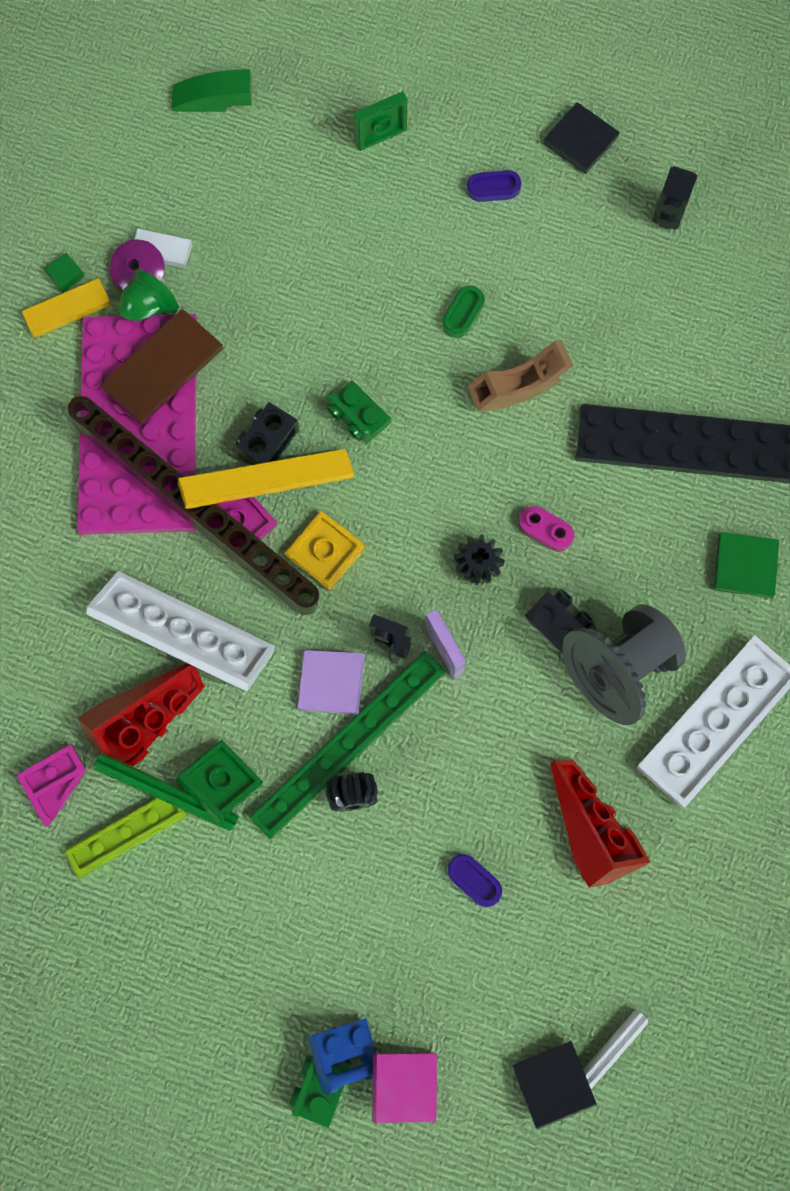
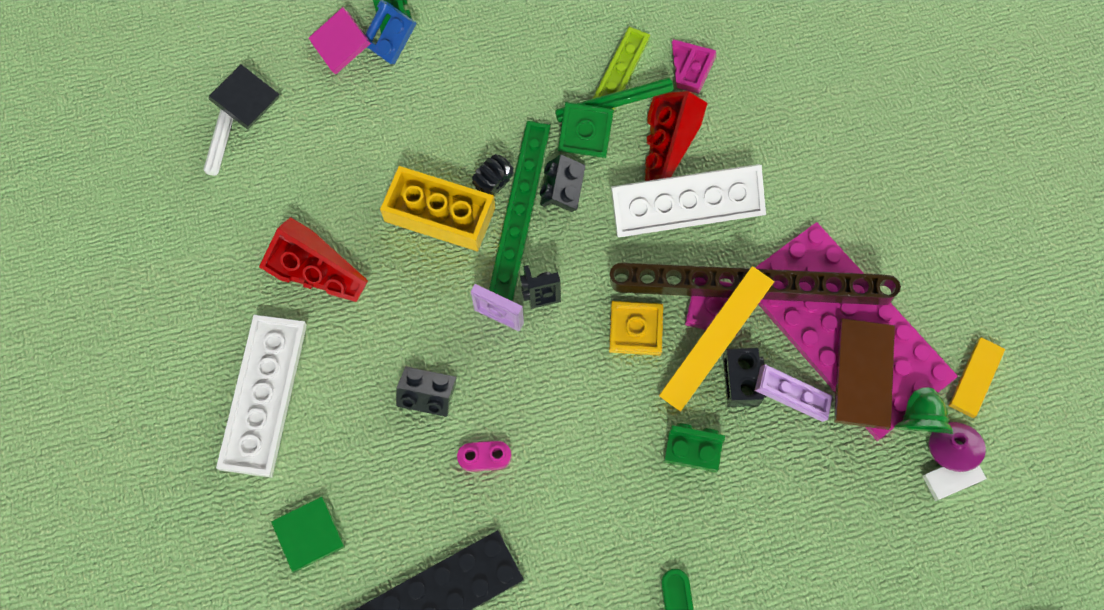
camera: 145 degrees right, 5 degrees down
(64, 272) = (1005, 404): green tile -> none
(237, 393) = (793, 393): none -> lavender tile
(286, 741) = (562, 183): none -> black bracket
(331, 682) = (561, 239): lavender tile -> none
(431, 793) = (438, 208): none -> yellow brick
(474, 880) = (371, 182): dark purple tile -> none
(490, 563) = (506, 394): black gear -> none
(512, 386) = (586, 558): medium nougat arch -> none
(611, 671) = (353, 382): dark grey piece -> none

